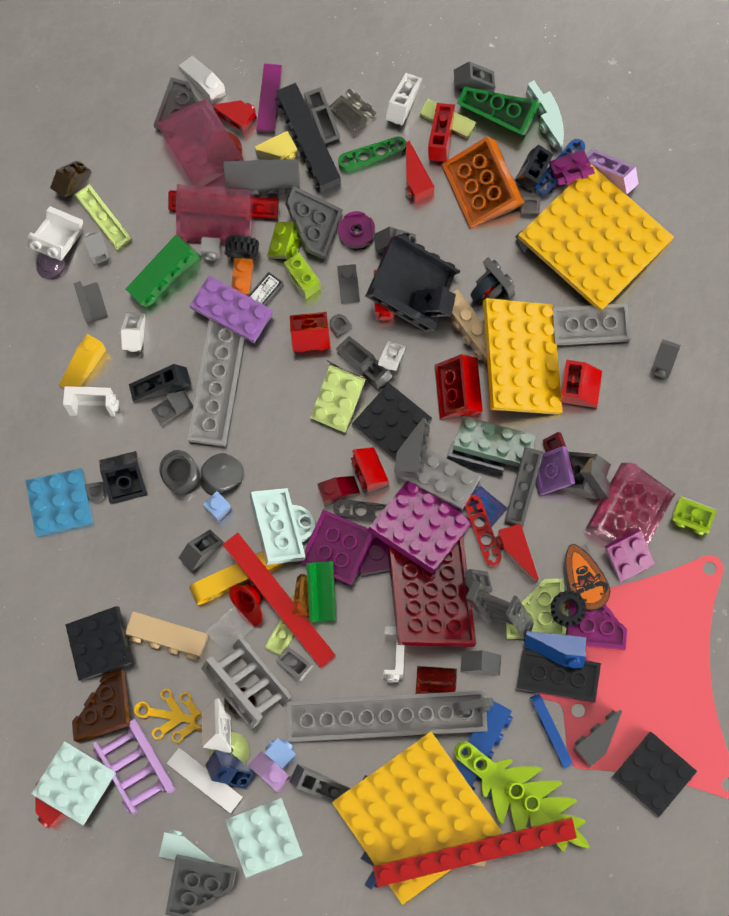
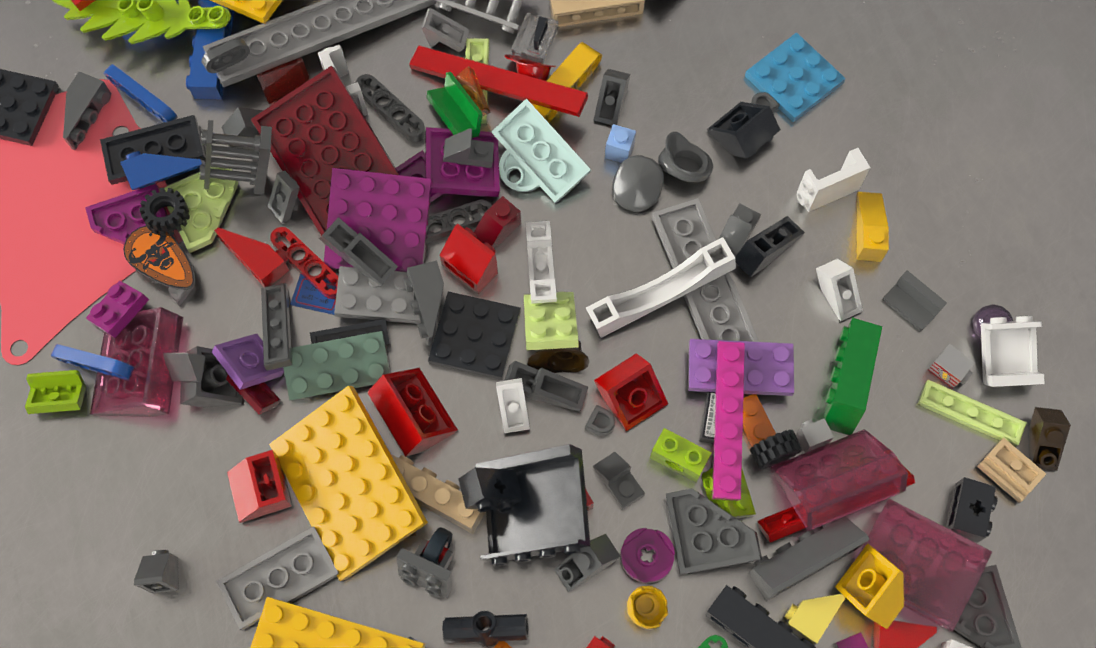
camera: 150 degrees right, 5 degrees down
(104, 172) = (1011, 470): none -> tan plate
(145, 161) = (961, 517): none -> black brick
(225, 624) = (541, 28): none -> black piece
(238, 139) = (874, 586): none -> yellow slope
(261, 275) = (728, 421): none -> dark pink plate
(283, 384) = (693, 273): none -> white arch
(322, 445) = (540, 262): none -> white slope
(330, 548) = (463, 150): none -> dark grey slope
(365, 626) = (390, 107): none -> dark grey beam
(374, 199) = (647, 607): none -> yellow hair
(445, 505) = (358, 251): none -> dark grey slope
(489, 238) = (470, 628): none -> black piece
(660, 520) = (92, 362): none -> beam

